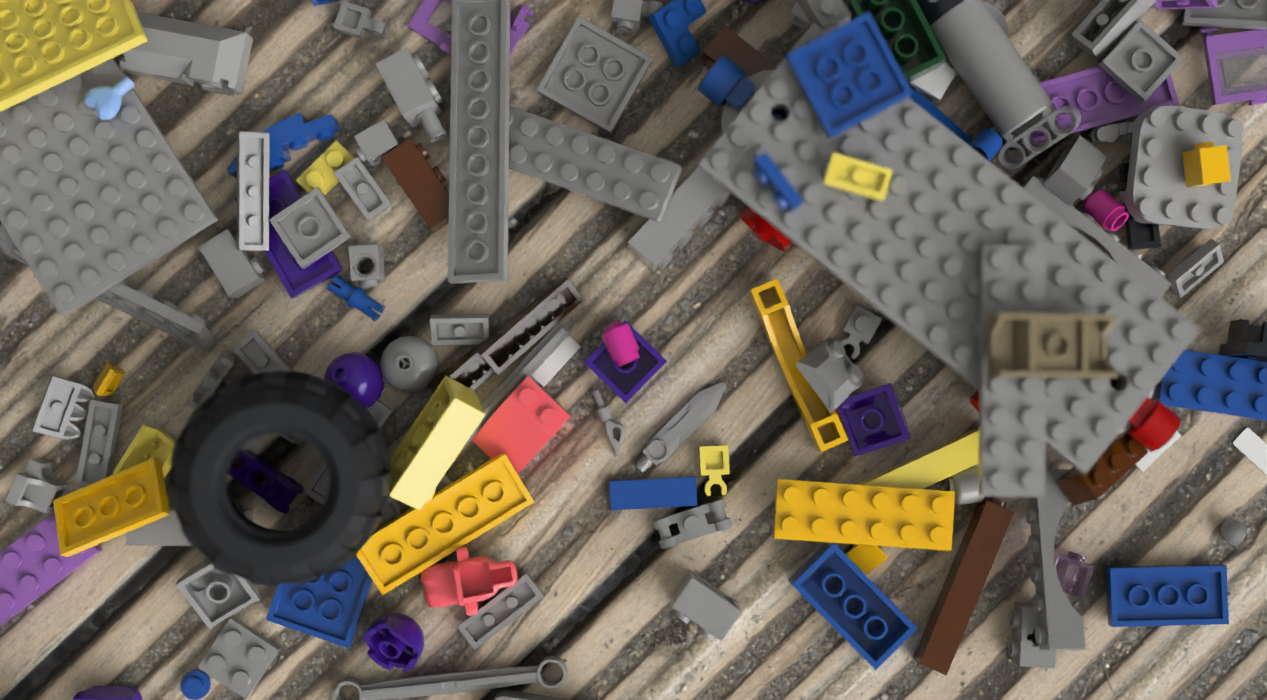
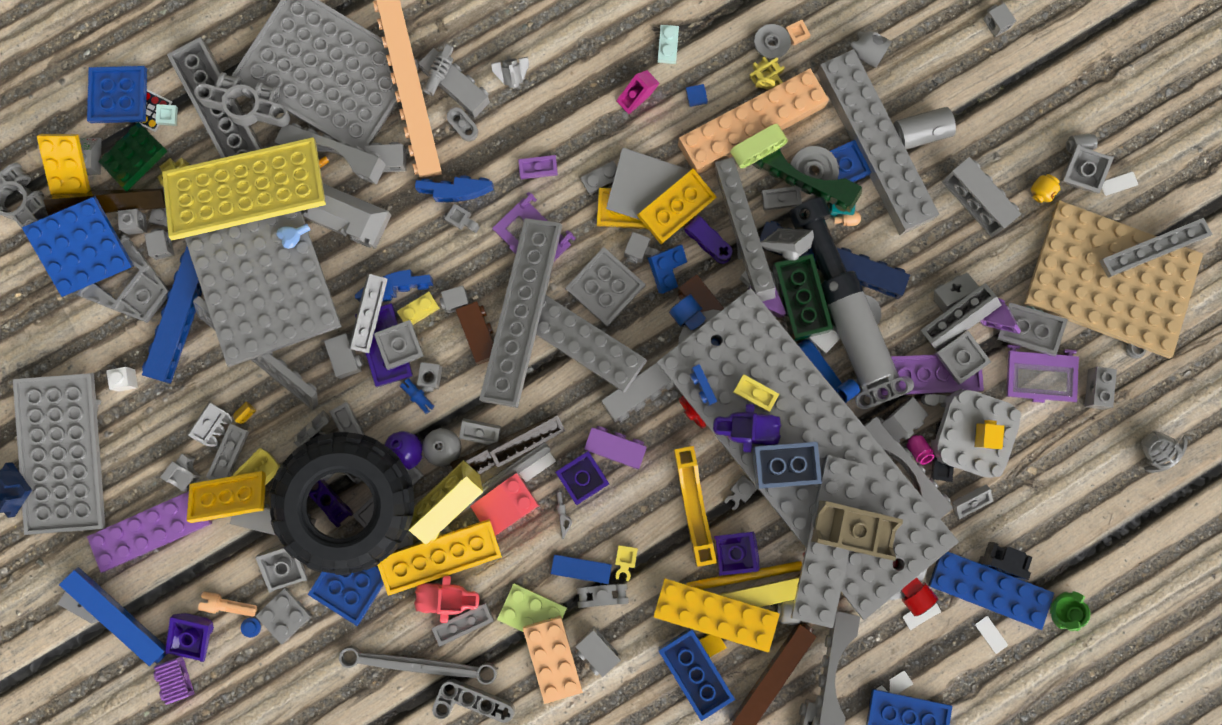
camera: 15 degrees right, 5 degrees down
(136, 662) = (216, 604): none -> light nougat piece
(362, 188) = (438, 326): light grey plate -> none
(395, 641) = (388, 628): dark purple cylinder -> none
(414, 95) = (484, 272): light grey brick -> none
(597, 572) = (527, 607): none -> yellowish green plate
(620, 343) = (581, 465): dark pink brick -> none
(641, 630) = (552, 659): none -> light nougat plate
(663, 306) = (615, 447): none -> medium lavender brick
(681, 426) = (609, 529): light grey piece -> none
(830, 373) = (715, 516): light grey slope -> none
(848, 75) = (764, 327): blue plate -> none
(859, 231) = (749, 428): none -> dark purple piece
(871, 458) = (742, 577): none -> yellow piece
(927, 273) = (786, 465): none -> sand blue brick
(1073, 573) = (847, 687): clear purple window -> none
(1106, 471) = (881, 620): reddish brown brick -> none
(1141, 550) = (898, 683): none -> white sticker
(1233, 532) = (962, 684): light grey hinge -> none

